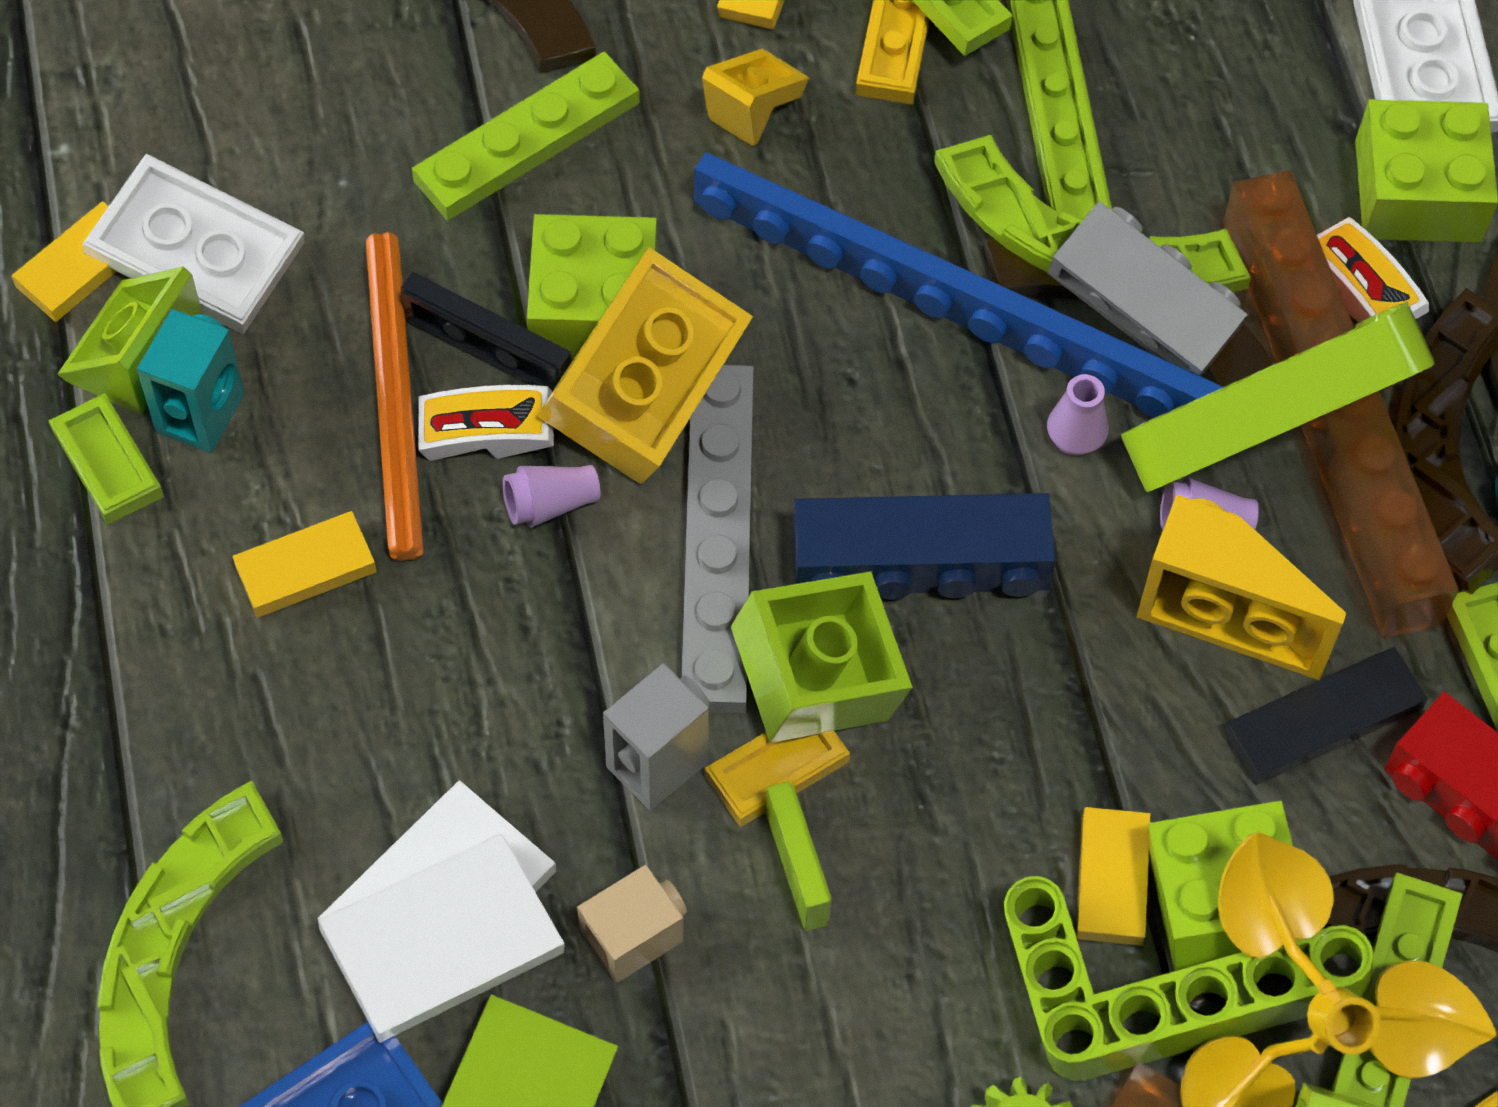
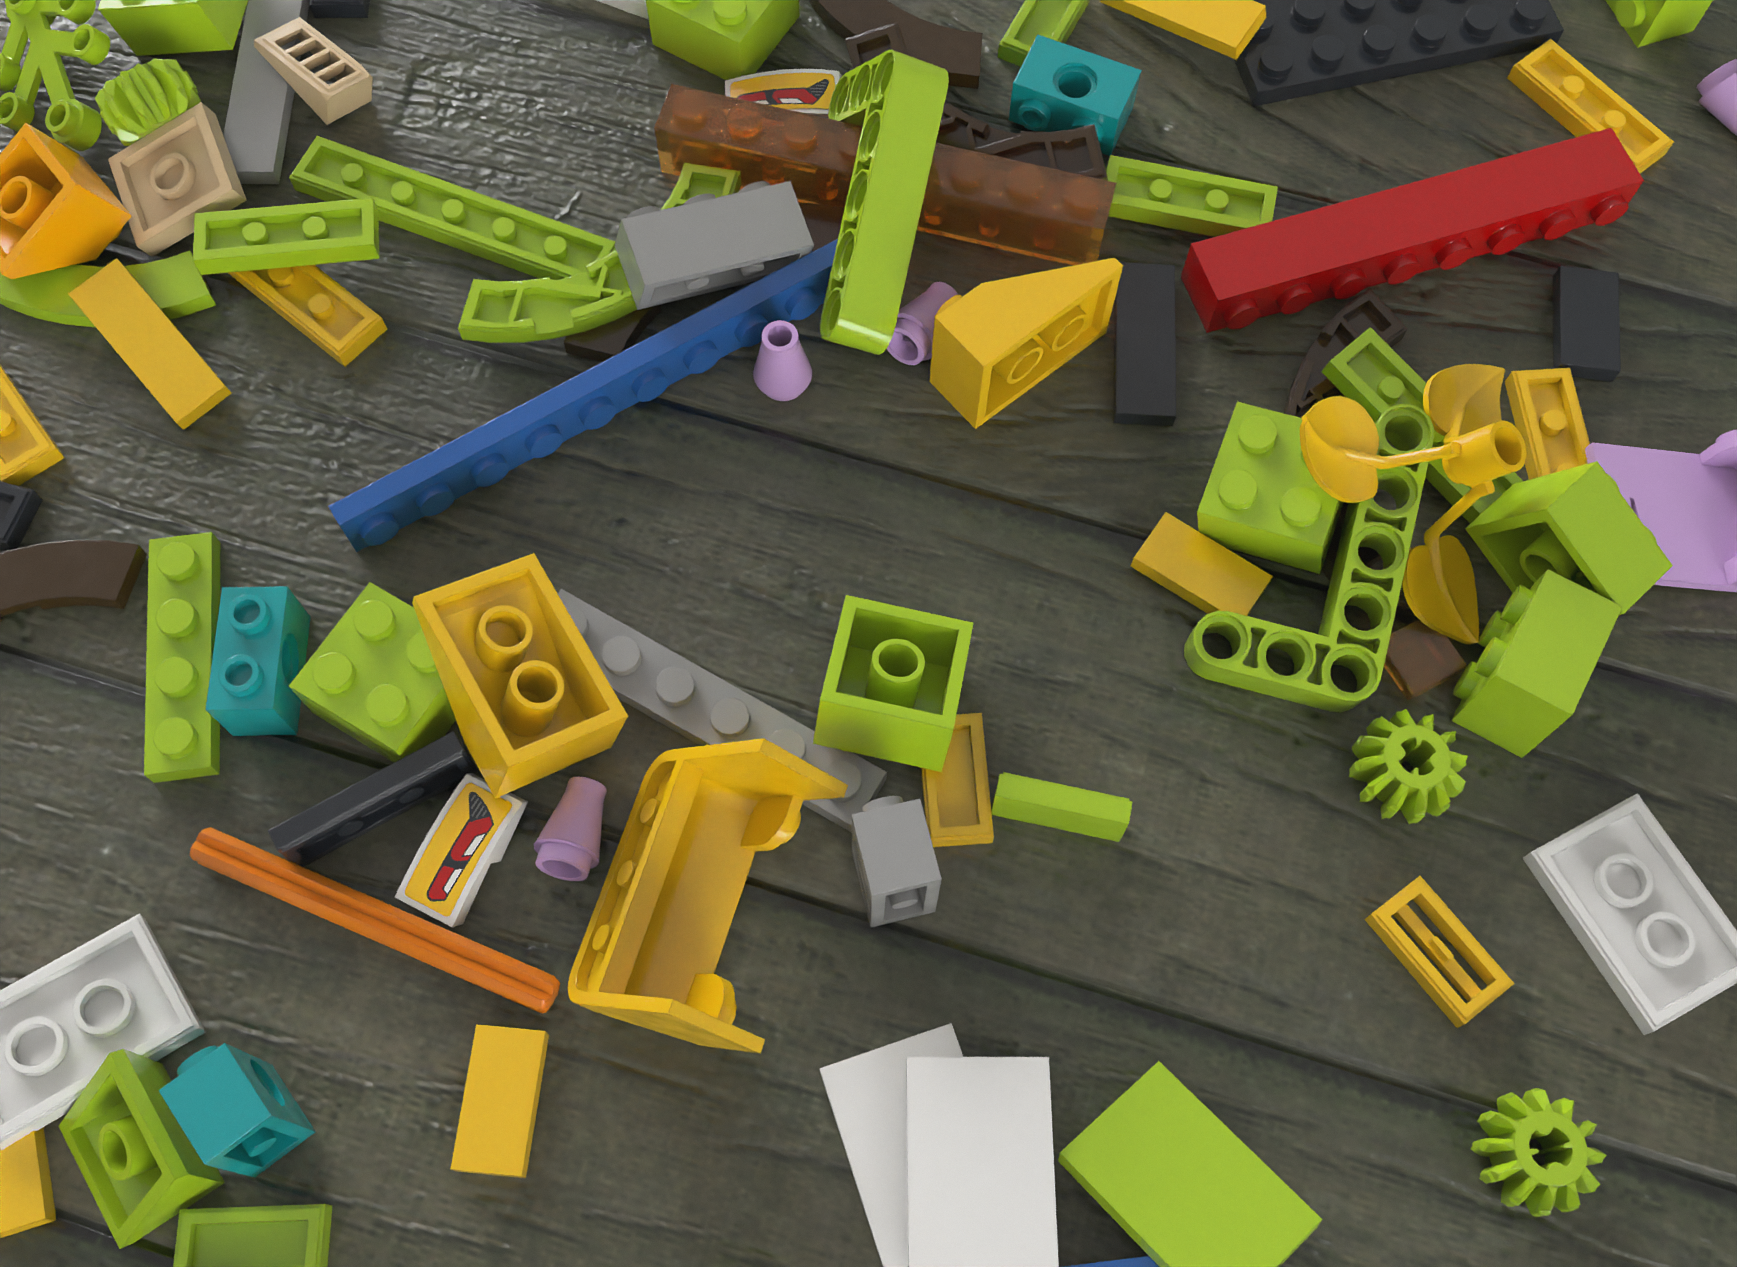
camera: 60 degrees left, 5 degrees up
(548, 599) = (679, 884): none -> yellow windscreen
(554, 177) = (255, 659): none -> teal brick
(632, 922) = (1050, 983): tan brick -> none
(747, 89) = (288, 443): yellow slope -> none
(928, 542) = (823, 550): dark blue brick -> none

